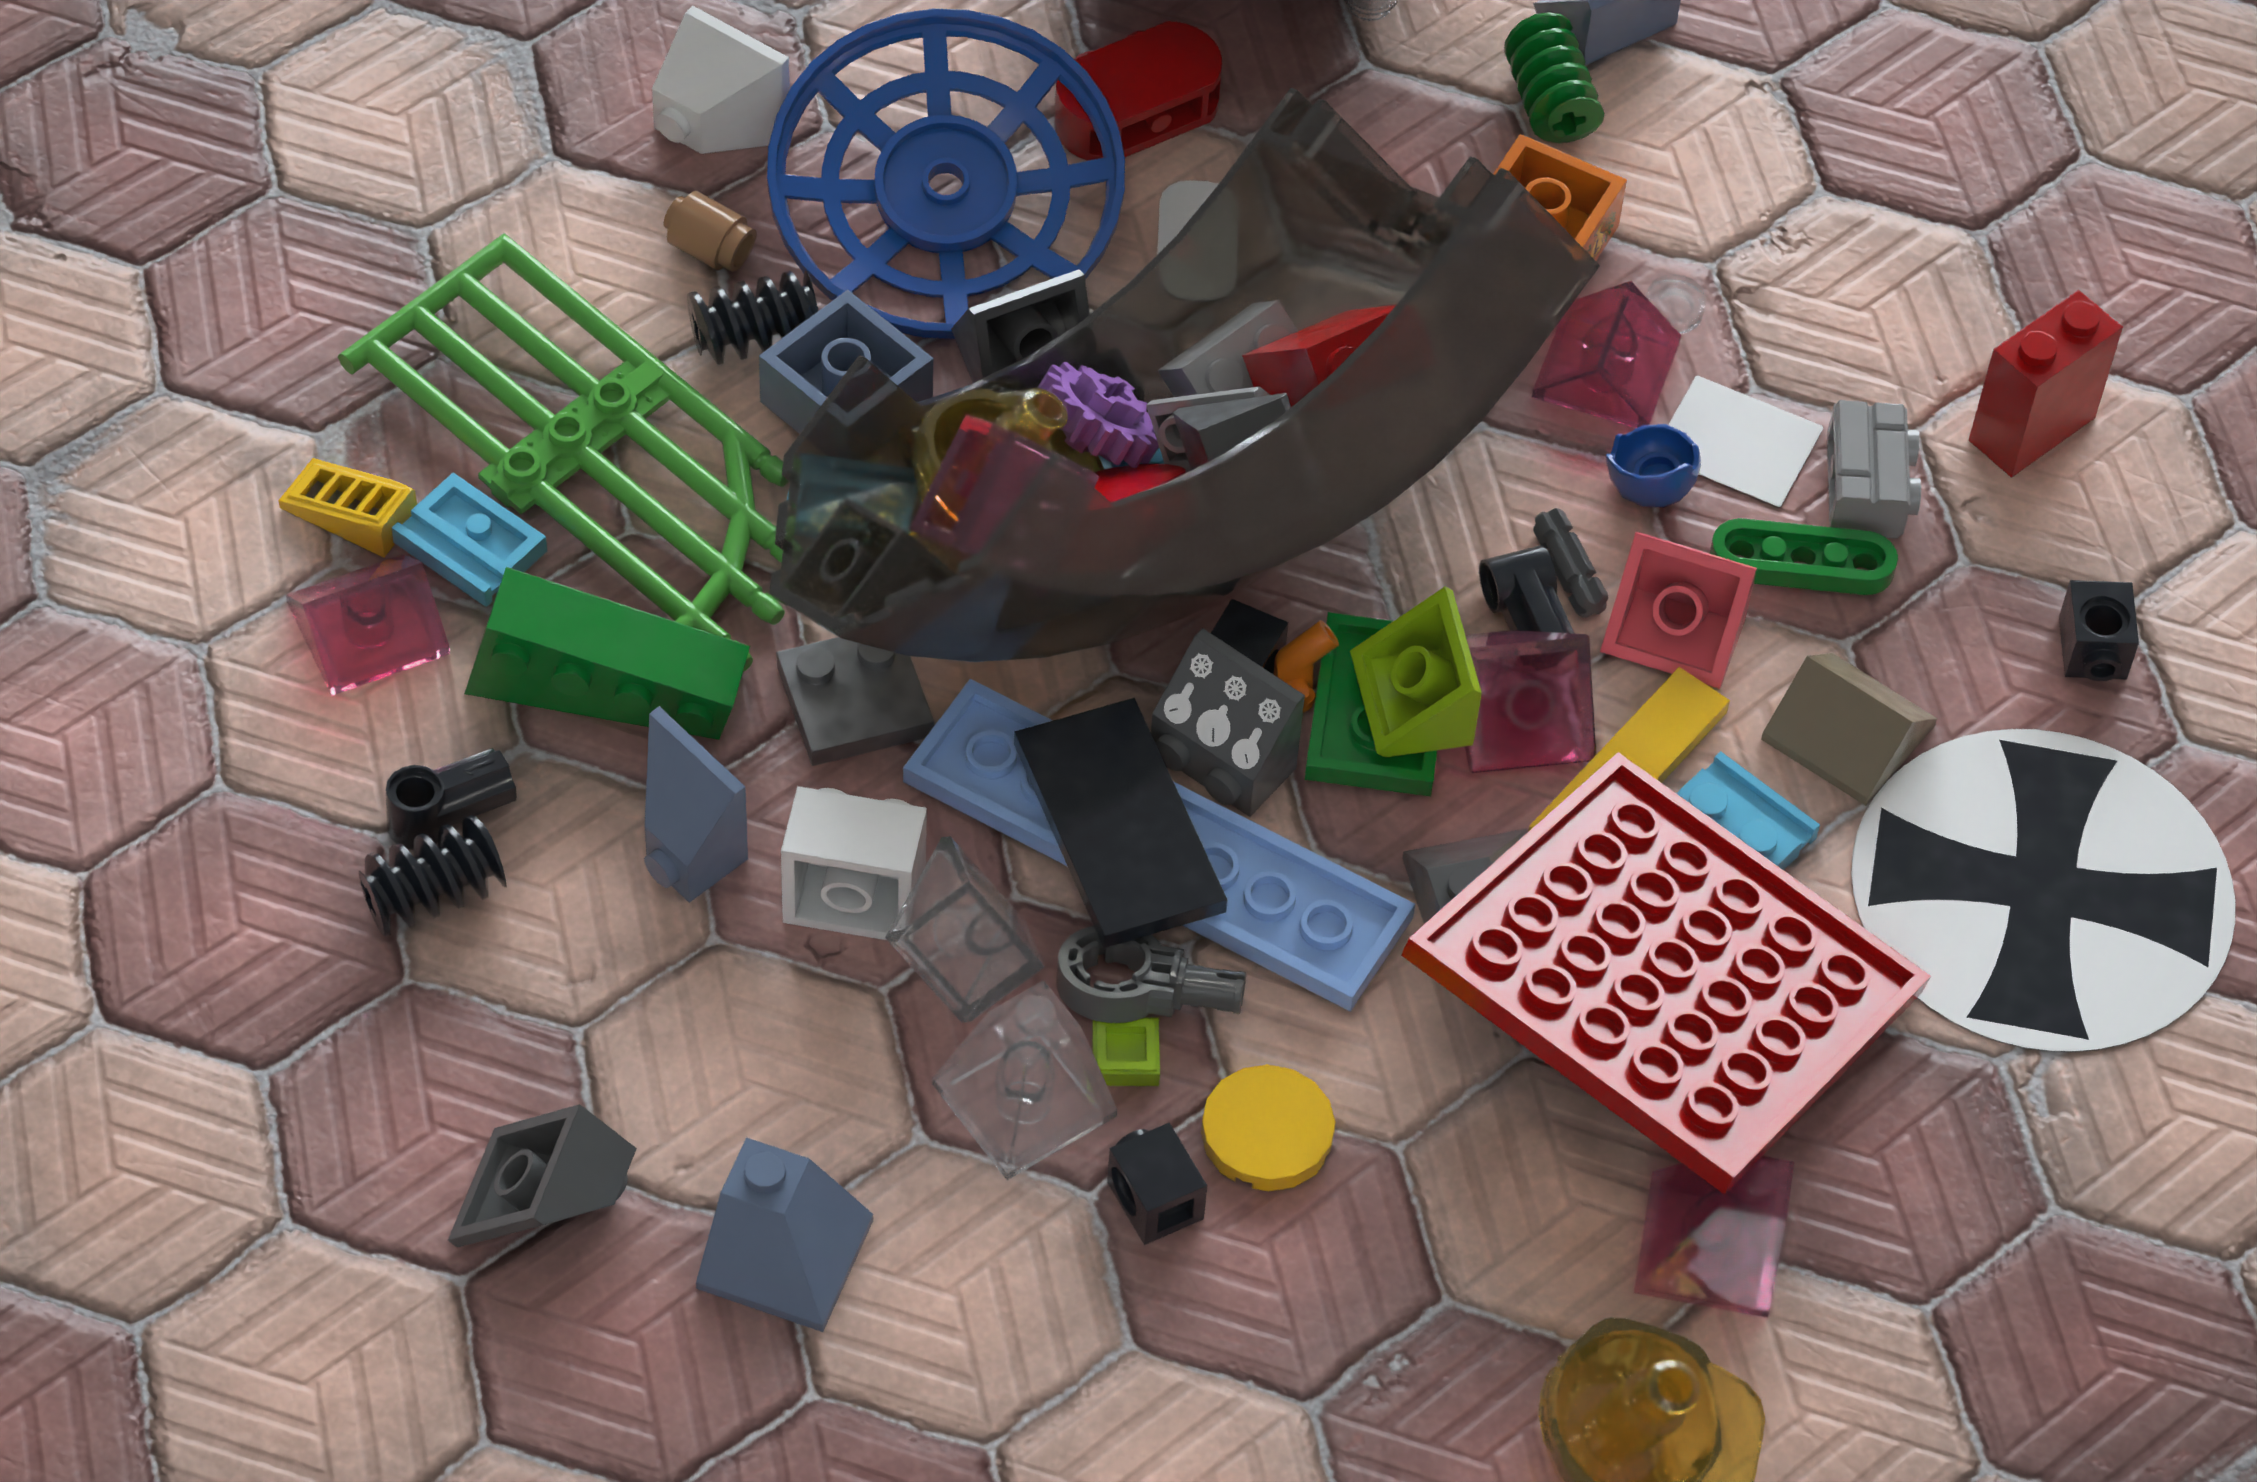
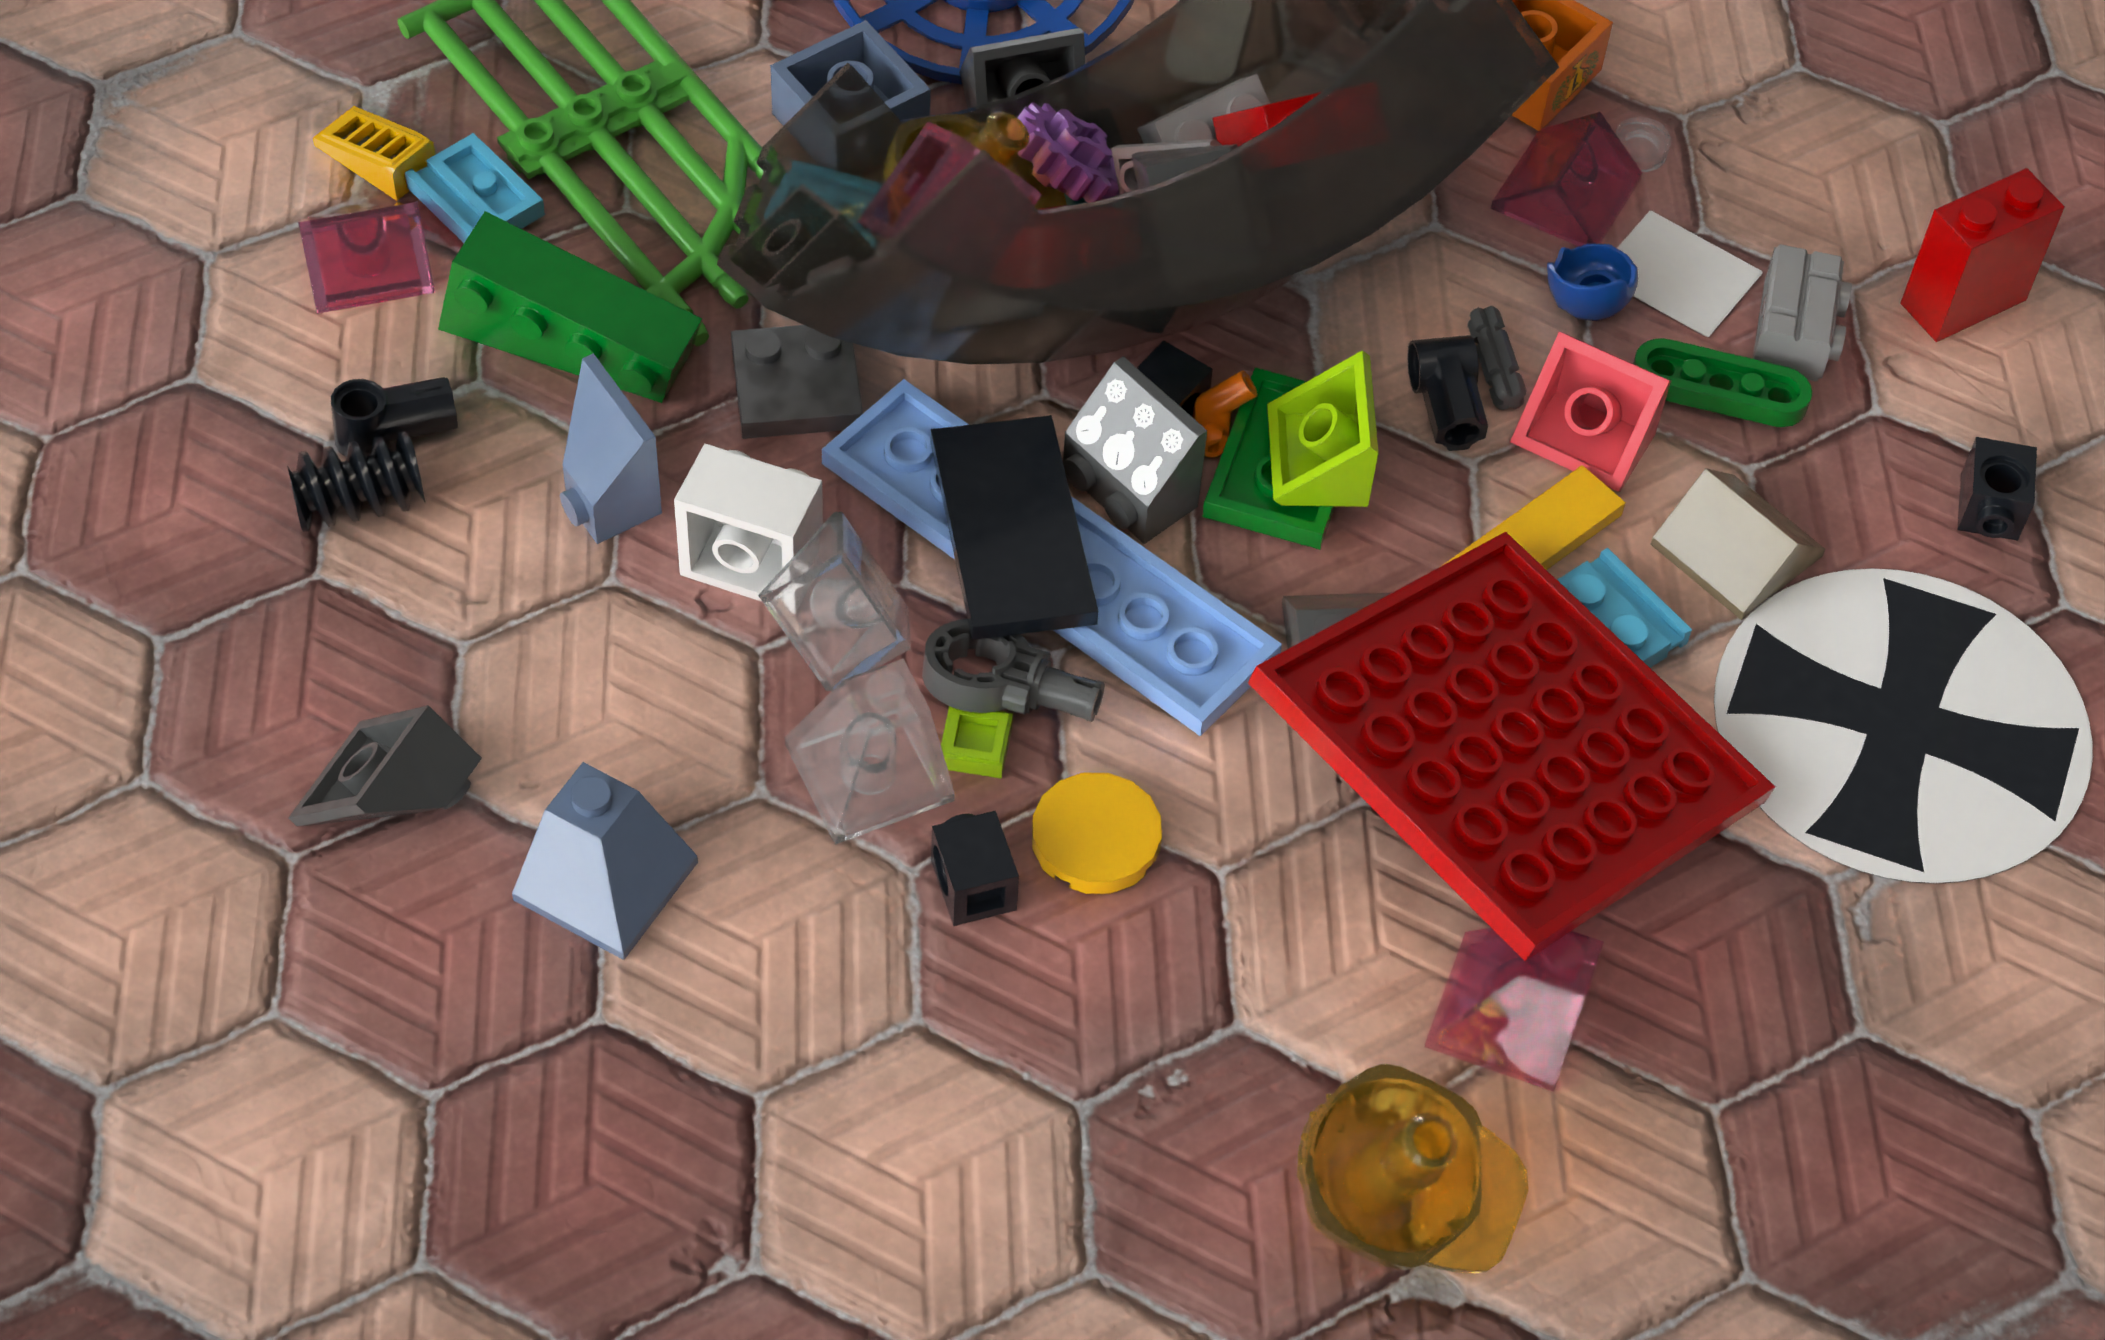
camera: 10 degrees right, 0 degrees up
(749, 315) = (775, 36): black piece -> none
(1532, 700) = (1431, 474): clear pink slope -> none

